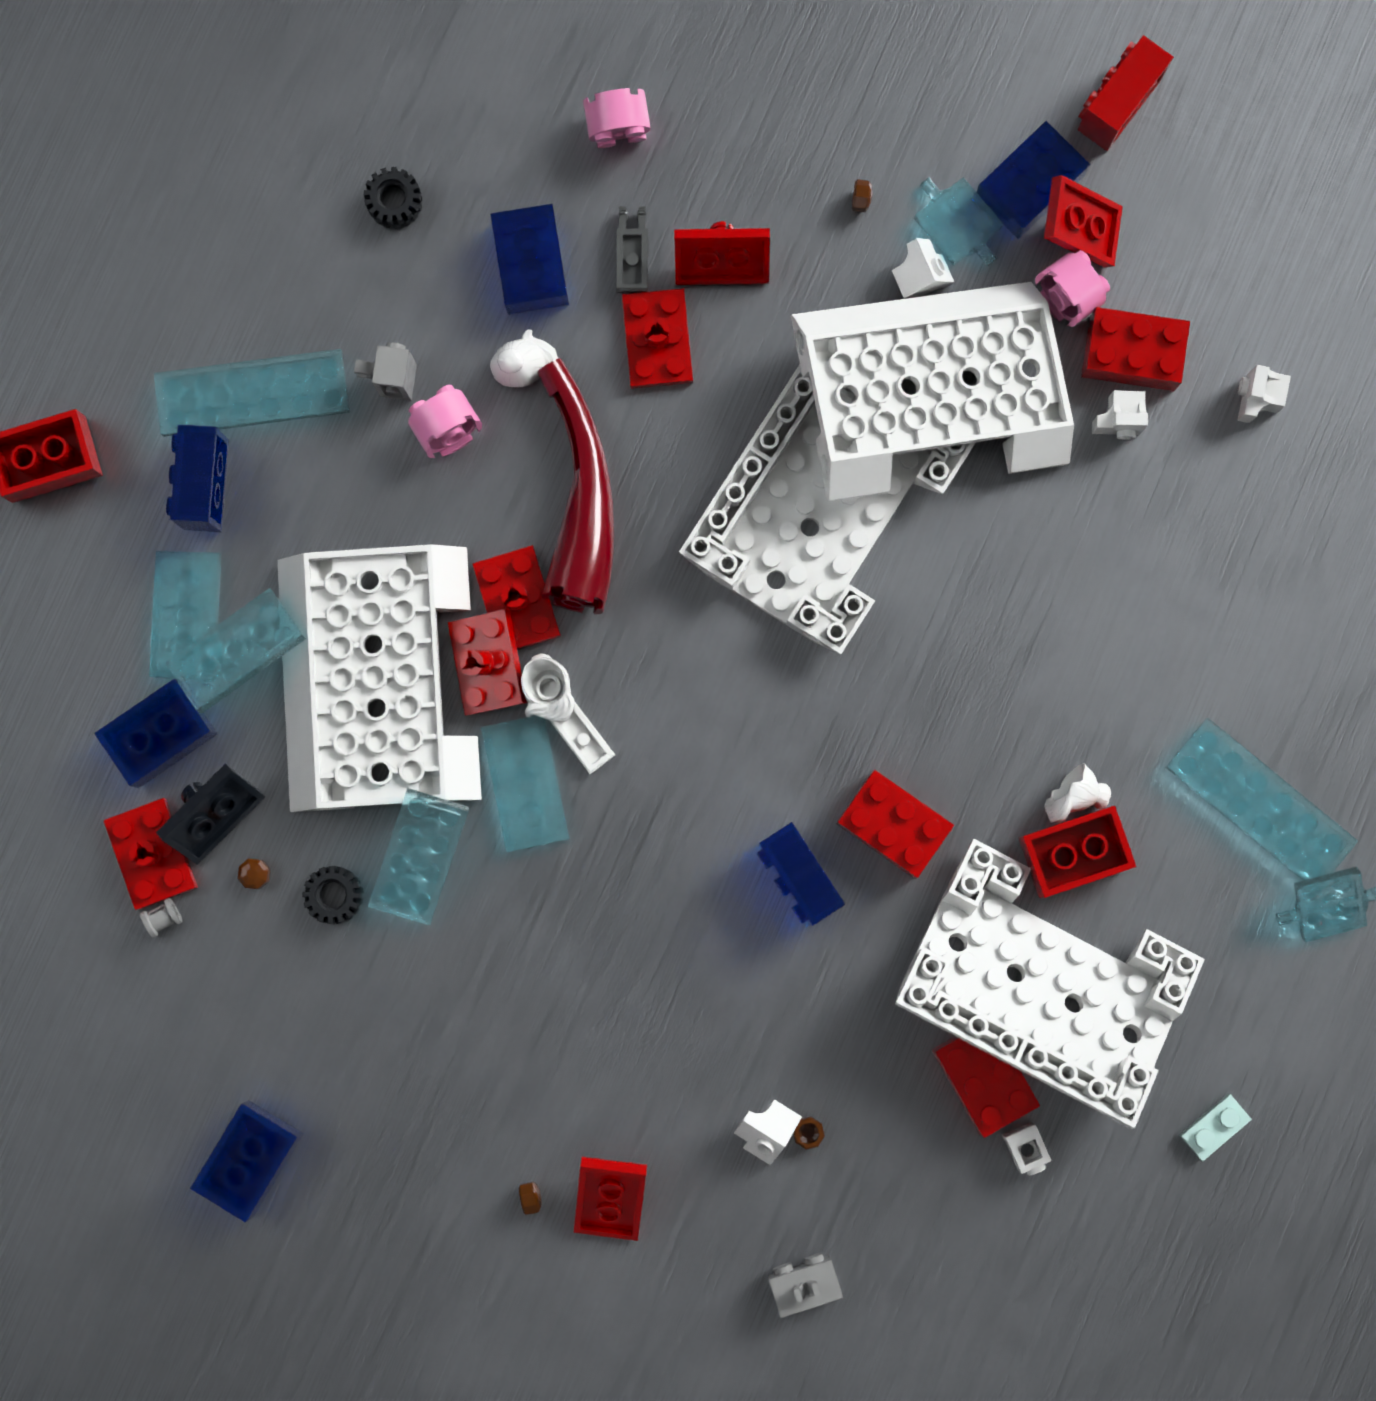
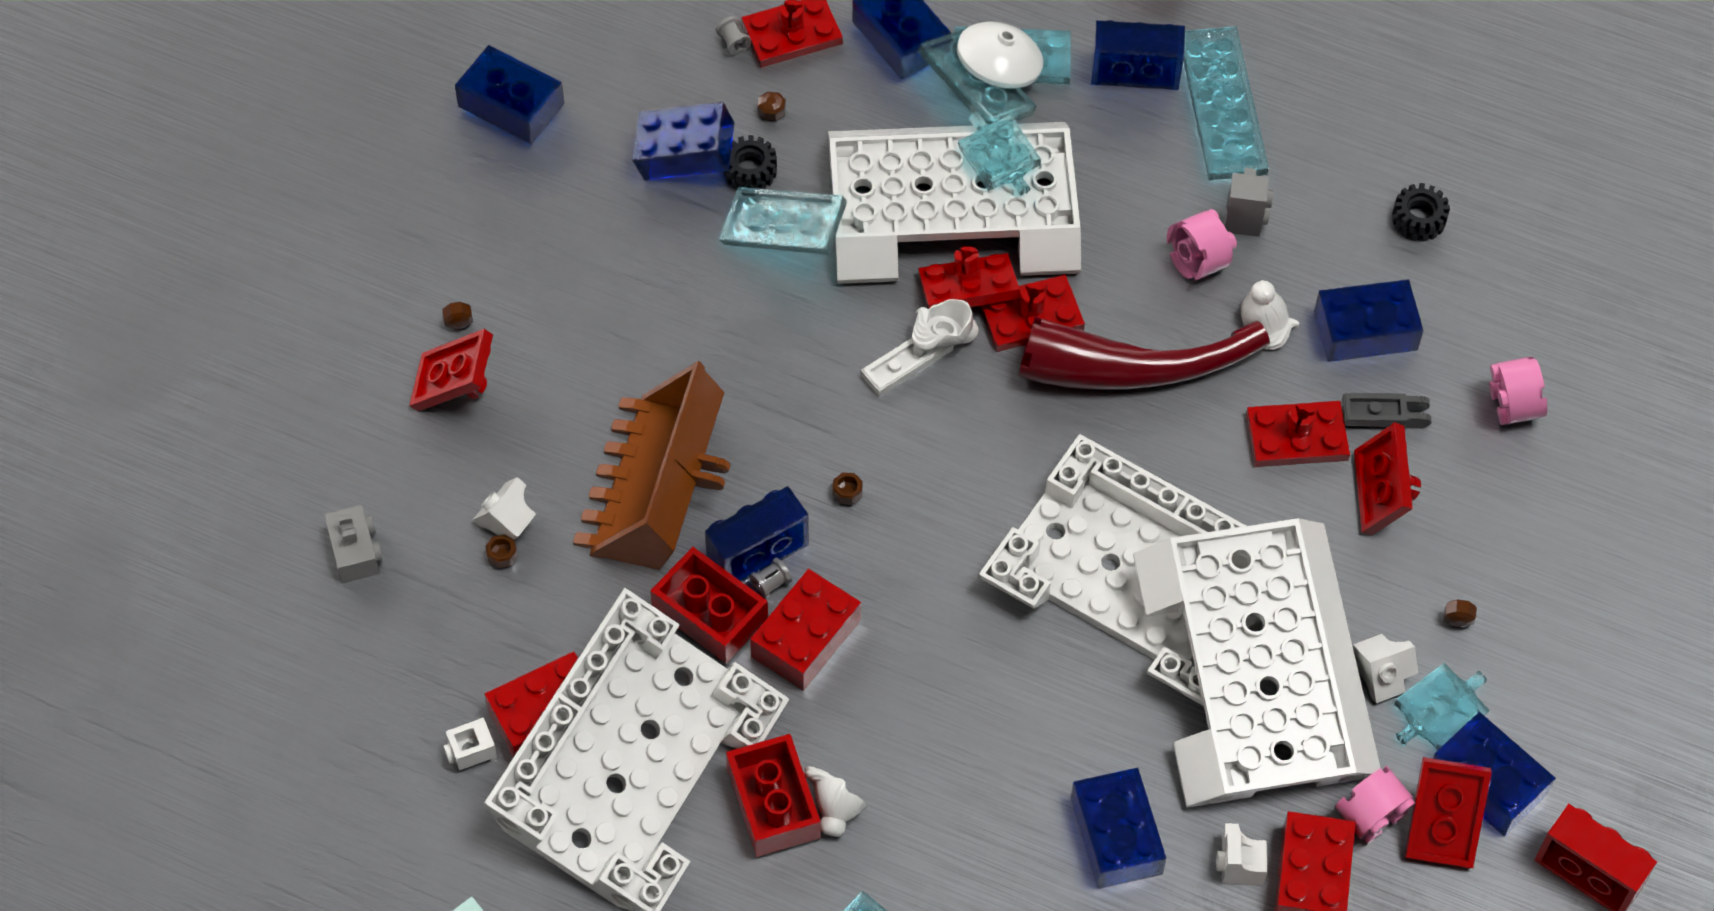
camera: 85 degrees right, 25 degrees down
(209, 813) = (826, 65): black plate -> none
(211, 636) = (1000, 54): none -> white dish
(313, 966) = (683, 141): none -> clear blue brick
(341, 626) = (999, 153): none -> clear light blue plate
(525, 783) = (852, 319): clear light blue plate -> none
(721, 981) = (656, 470): none -> dark orange piece
(730, 786) = (847, 488): none -> reddish brown tile
(835, 861) = (770, 578): none -> light grey bush
(873, 920) = (710, 604): none -> red brick
(1097, 527) = (1118, 828): none -> clear blue brick

